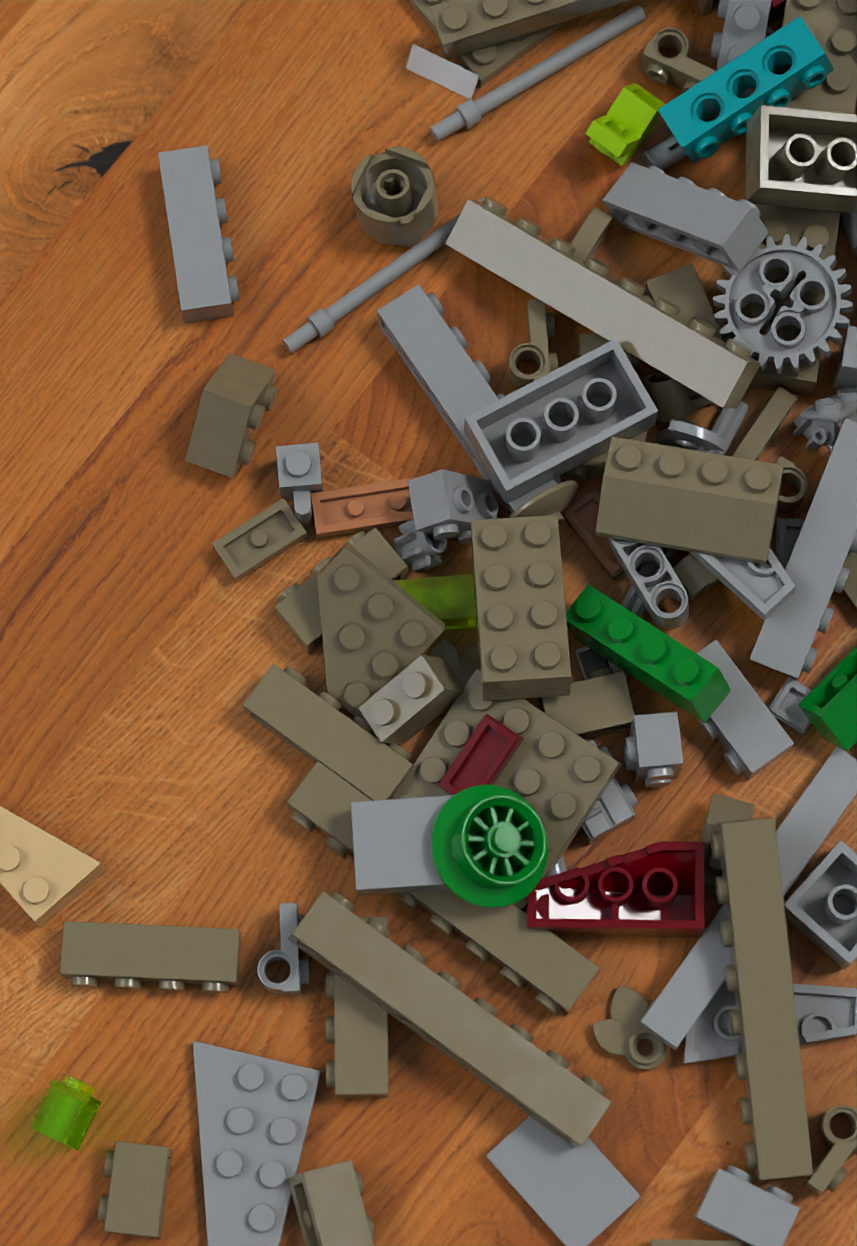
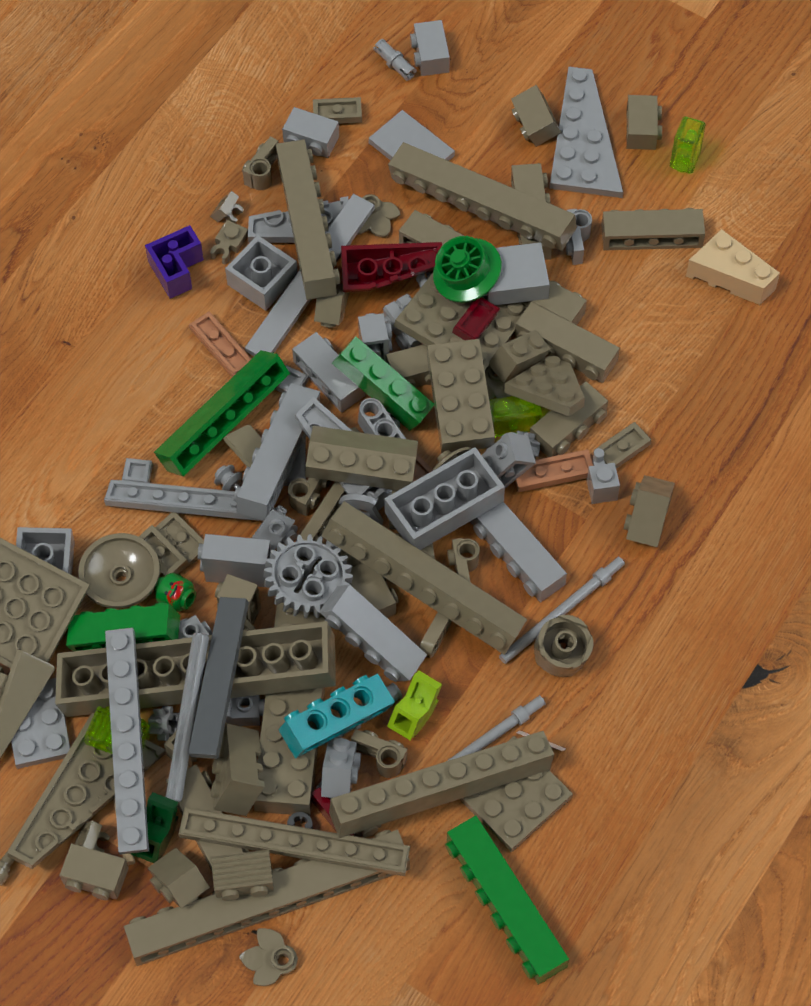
camera: 175 degrees right, 15 degrees down
(196, 234) = (689, 622): light grey brick -> none

